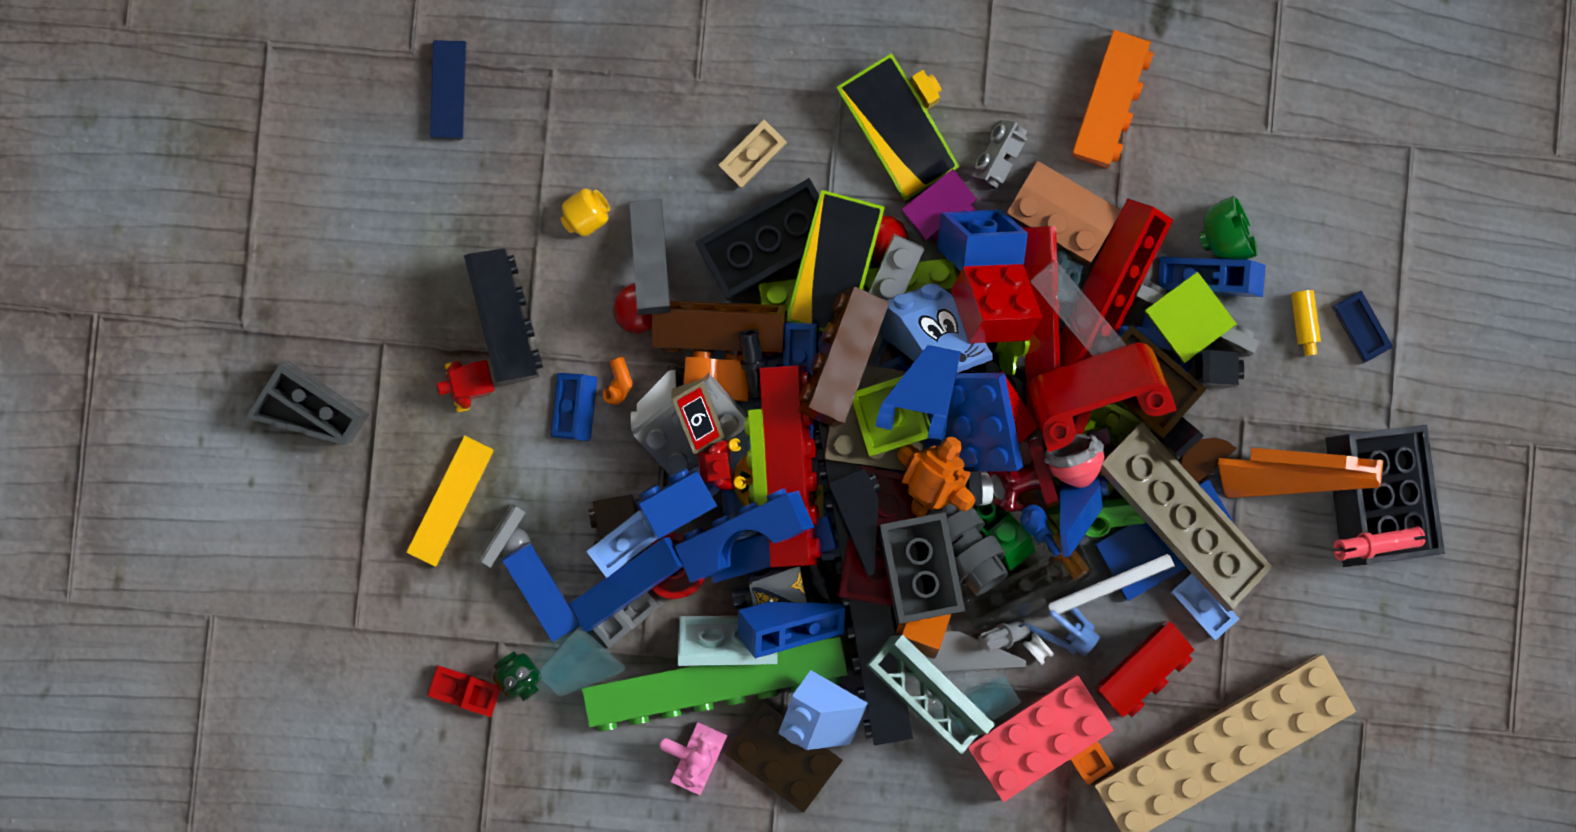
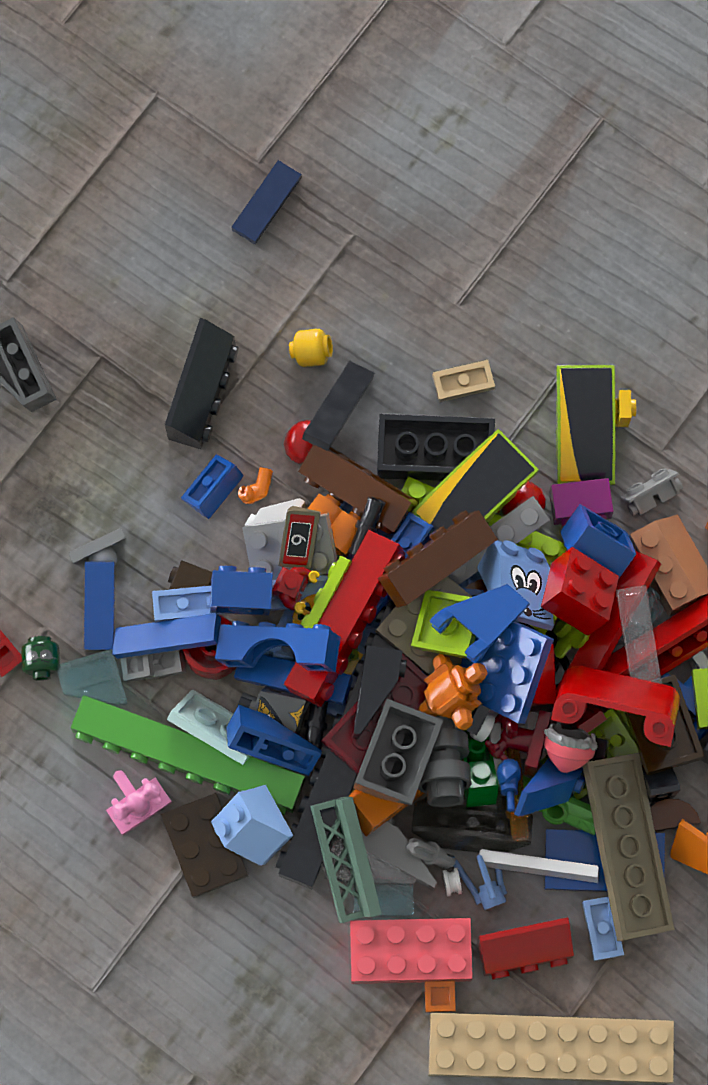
camera: 30 degrees right, 10 degrees down
(450, 501) = (75, 499): yellow tile -> none
(466, 383) = (142, 418): red piece -> none

